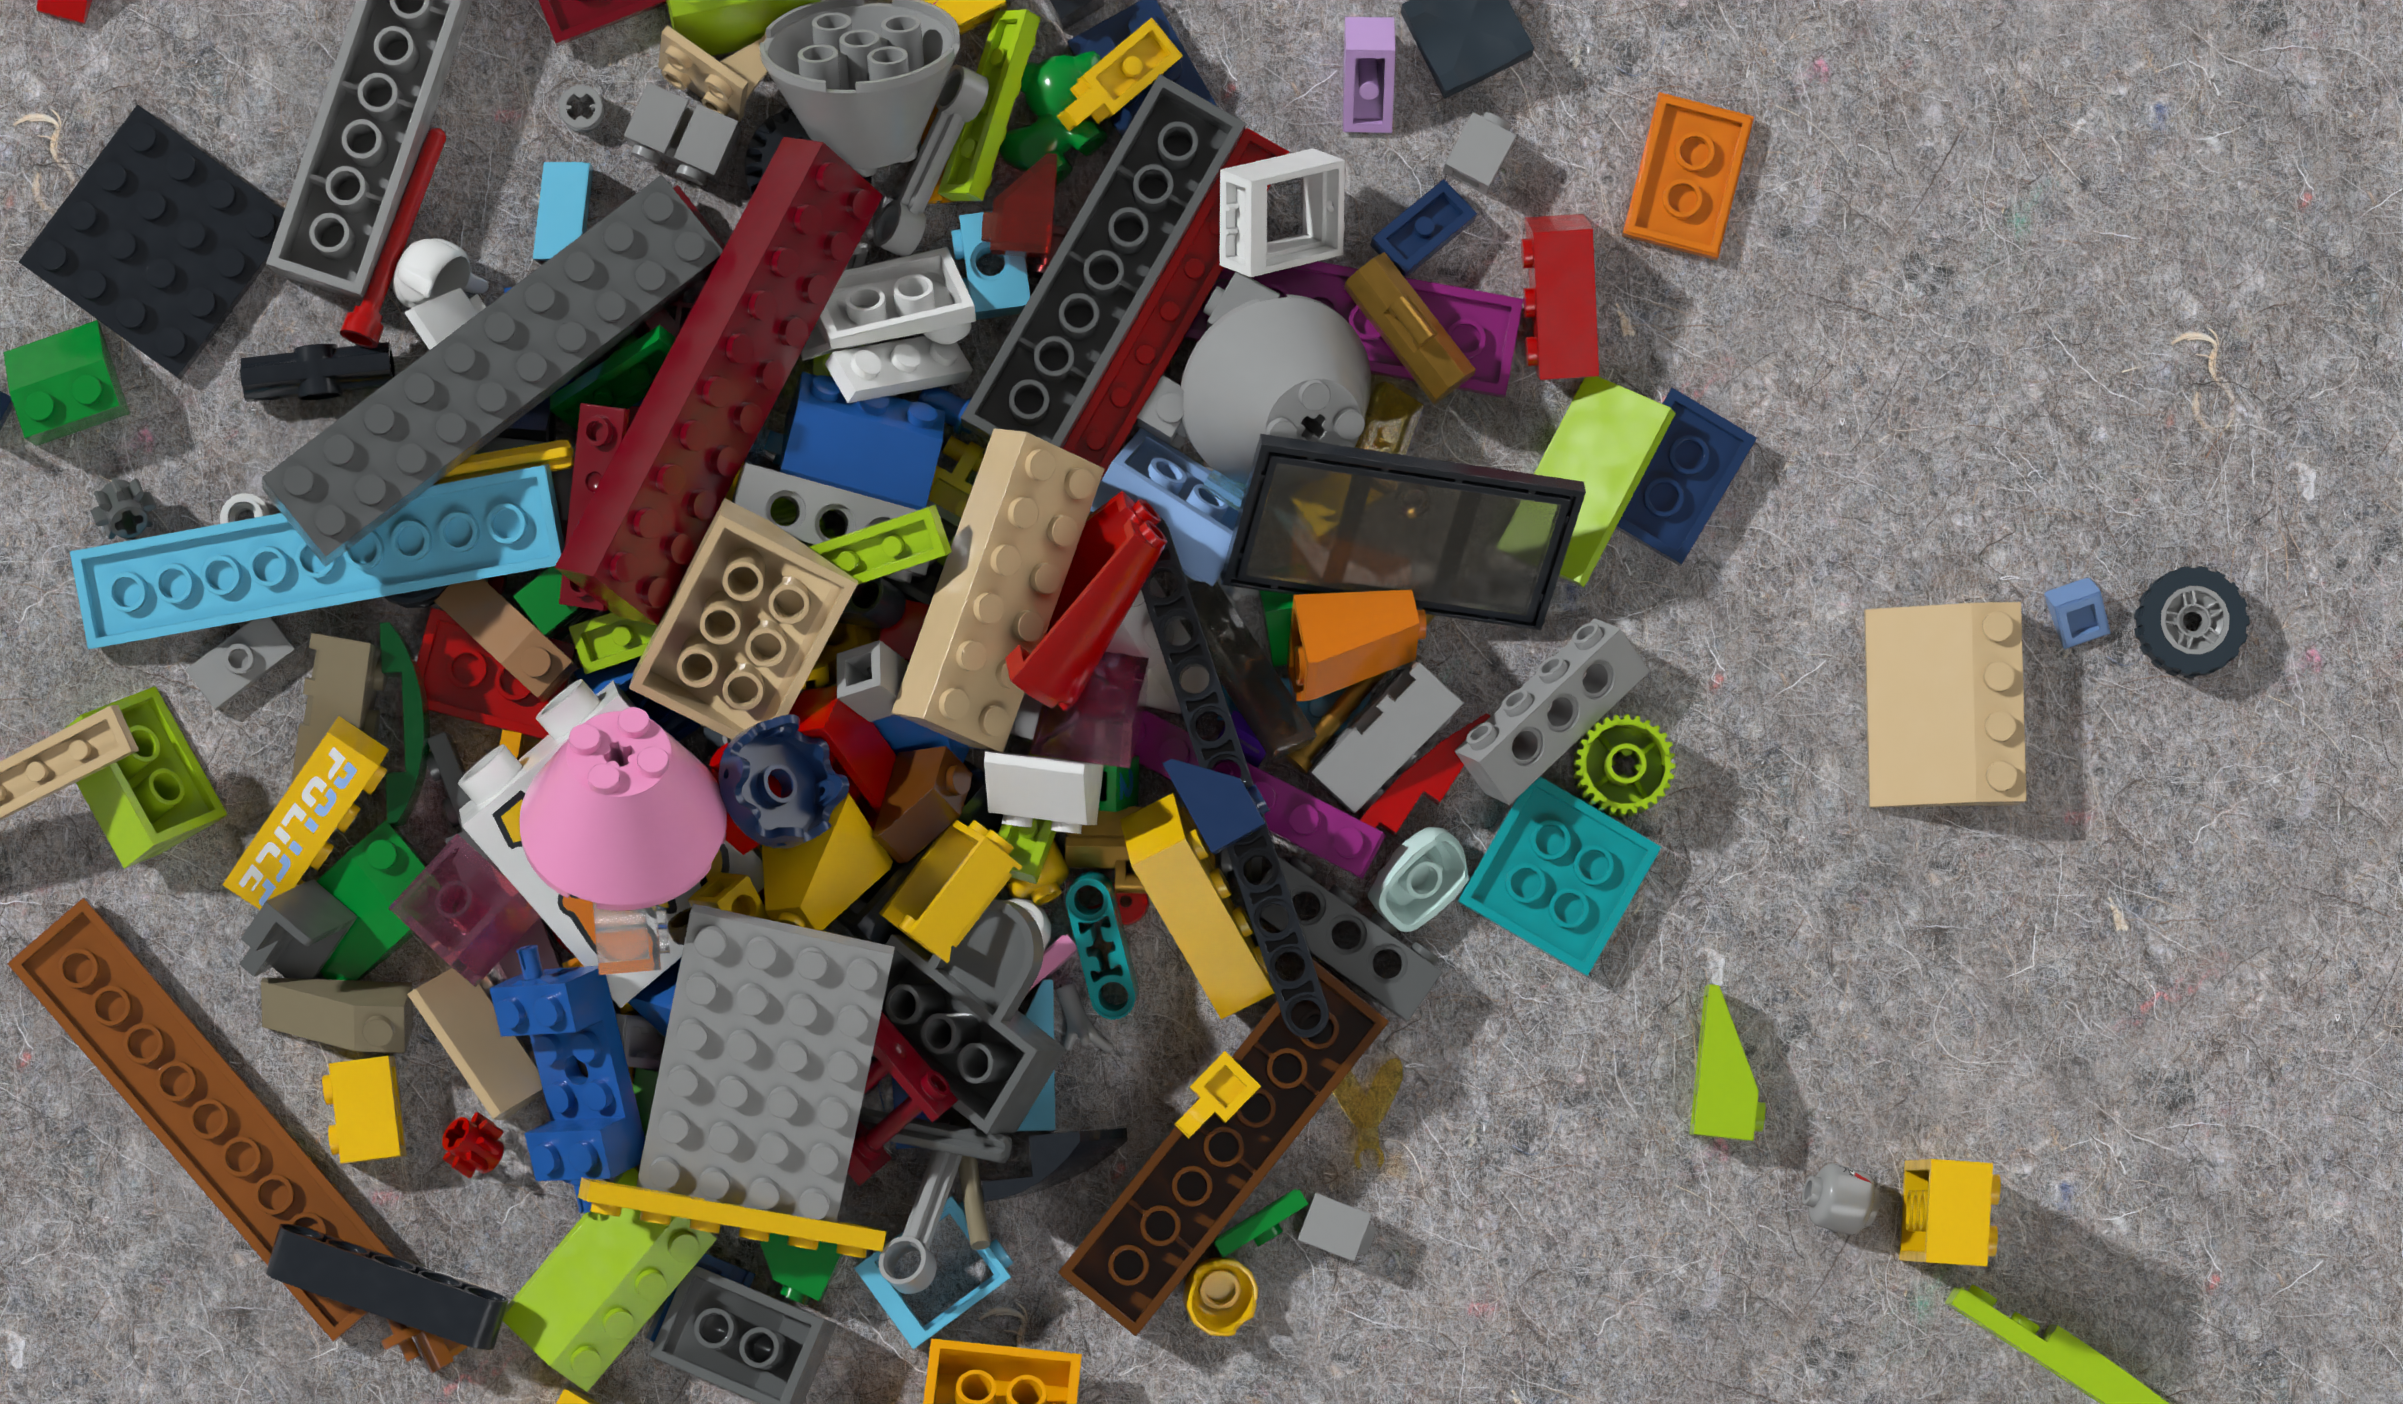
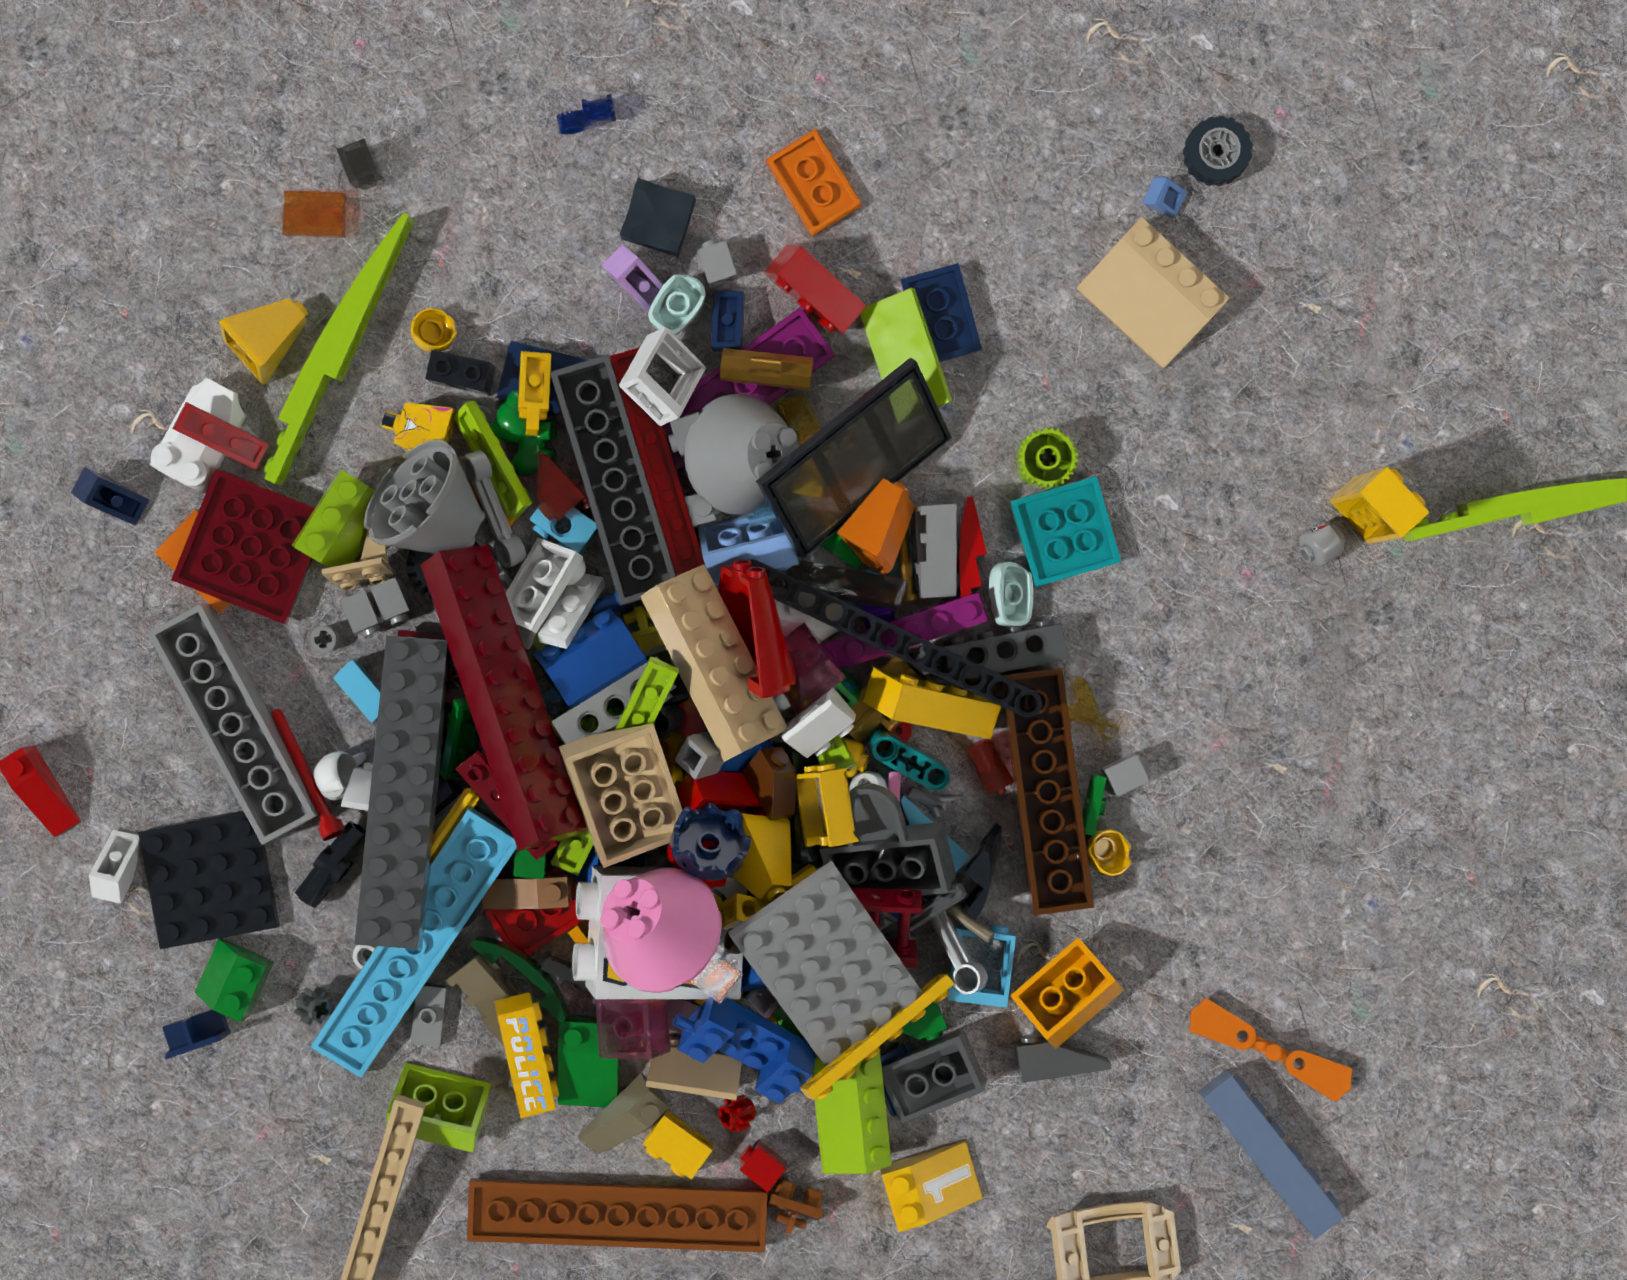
camera: 40 degrees left, 5 degrees up
(70, 116) = (115, 867): none -> white slope
(296, 932) = (571, 1104): dark grey panel -> none
(387, 1286) = (765, 1211): black beam -> none
(437, 1235) = (762, 1165): none -> red brick
(1186, 1050) = (990, 767): none -> clear red piece
(1218, 803) = (900, 655): dark blue slope -> none
(1220, 1091) = (1024, 770): yellow plate -> none
(1386, 149) = (677, 303): none -> light aqua piece
(1576, 706) = (993, 467): light grey brick -> none
(1724, 1085) = (1225, 548): lime slope -> none

